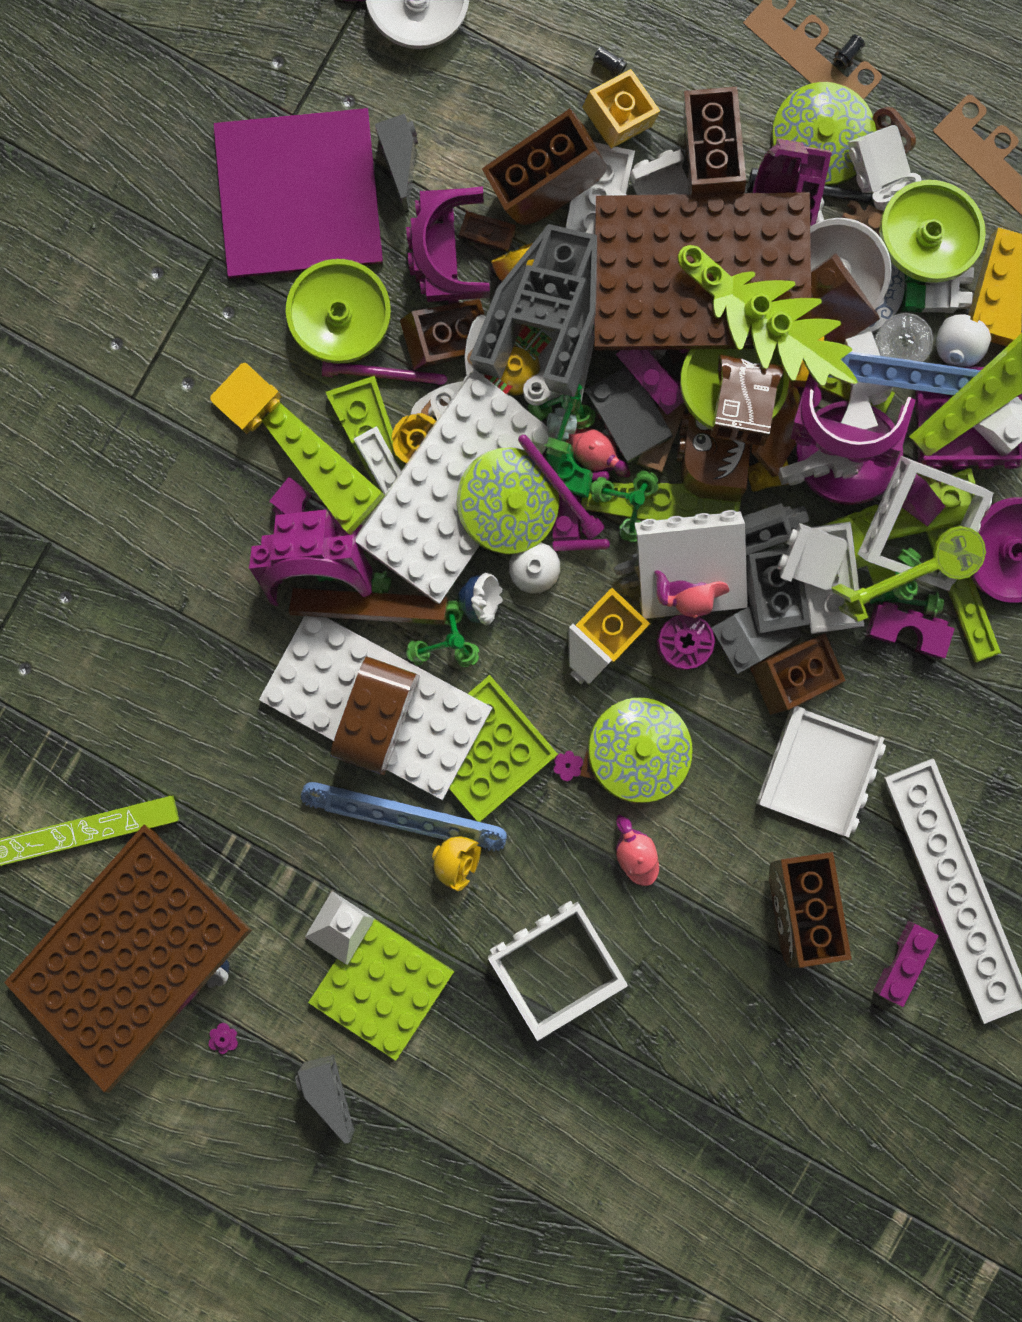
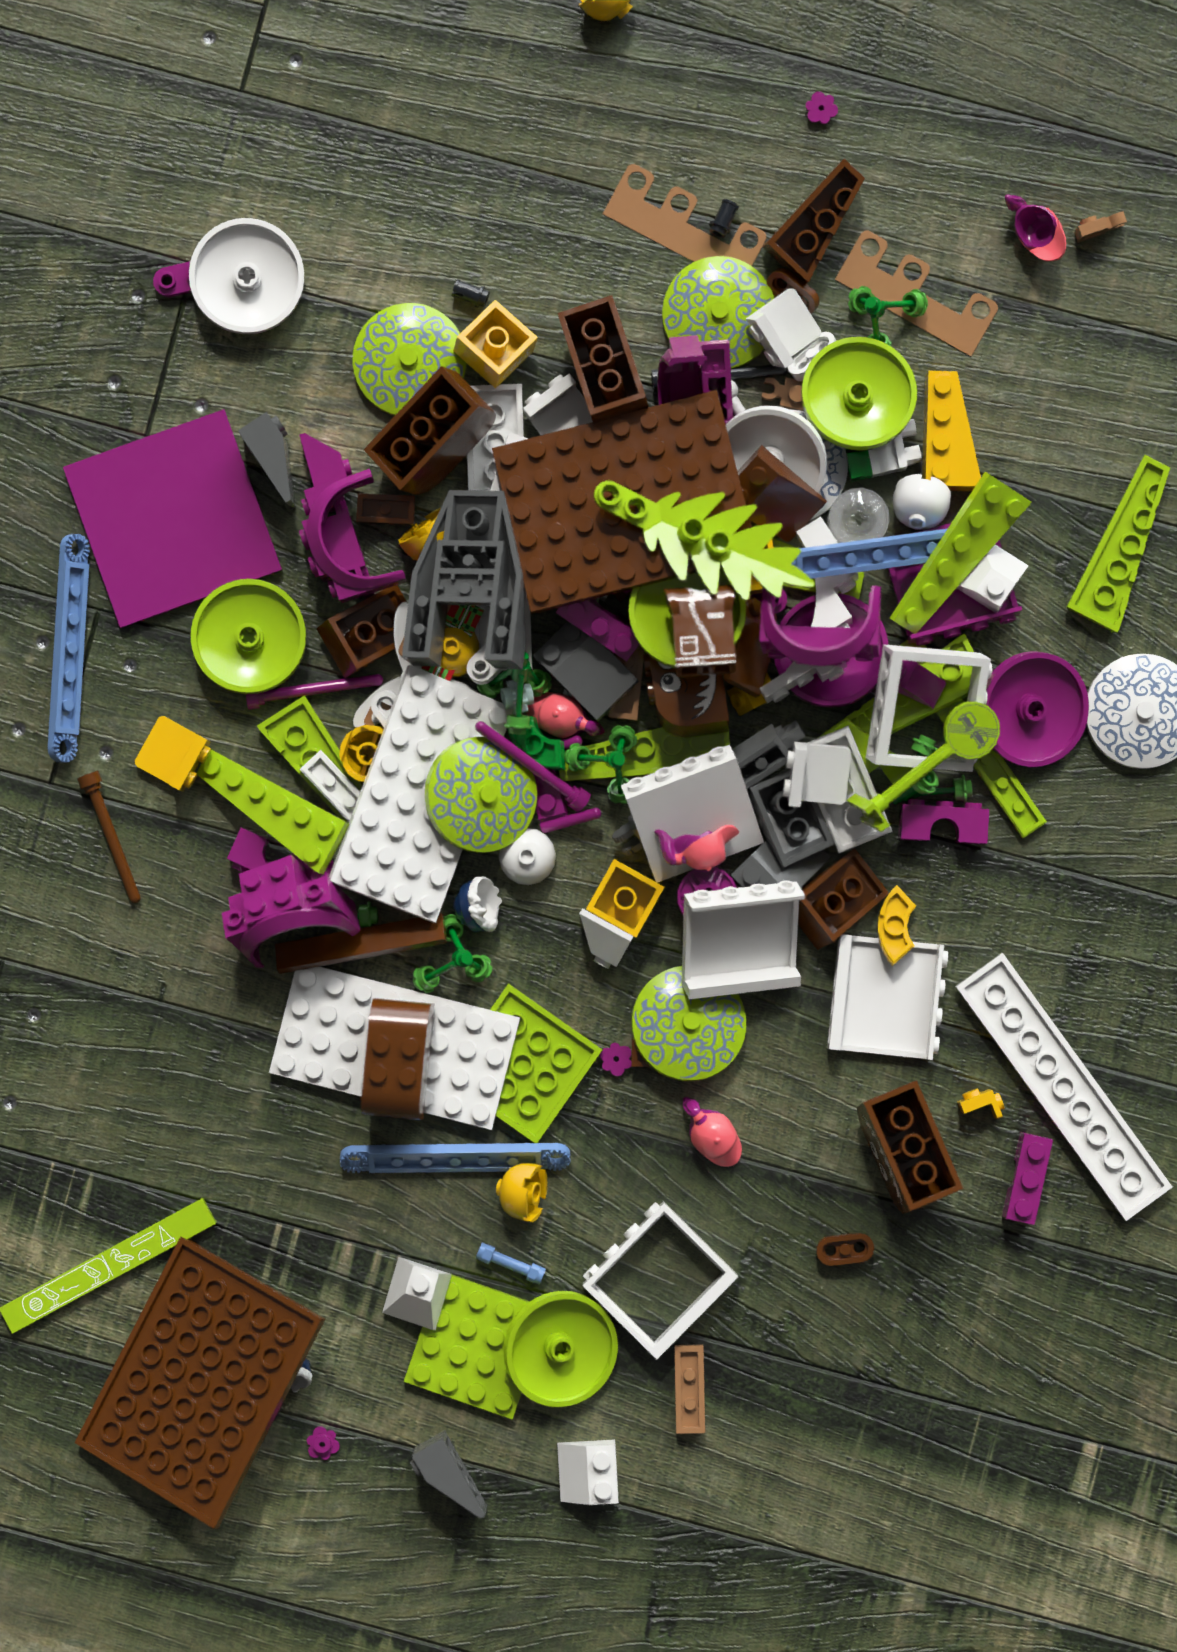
camera: 15 degrees left, 0 degrees up
(167, 407) = (91, 785): none -> reddish brown piece
(178, 282) = (68, 648): none -> medium blue plate
(443, 172) = (323, 461): none -> magenta slope
(447, 936) = (533, 1272): none -> medium blue bar
(451, 1125) = (588, 1472): none -> white slope
(454, 1009) = (560, 1348): none -> lime dish
(534, 94) = (401, 352): none -> lime dish
(559, 1074) = (689, 1389): none -> medium nougat plate
(706, 686) = (740, 939): none -> white panel
(727, 985) = (845, 1249): none -> reddish brown plate
(842, 710) = (893, 925): none -> yellow tile
(876, 882) = (975, 1099): none -> yellow bracket
(922, 79) = (808, 231): none -> reddish brown wedge
(955, 153) = (863, 301): none -> plant

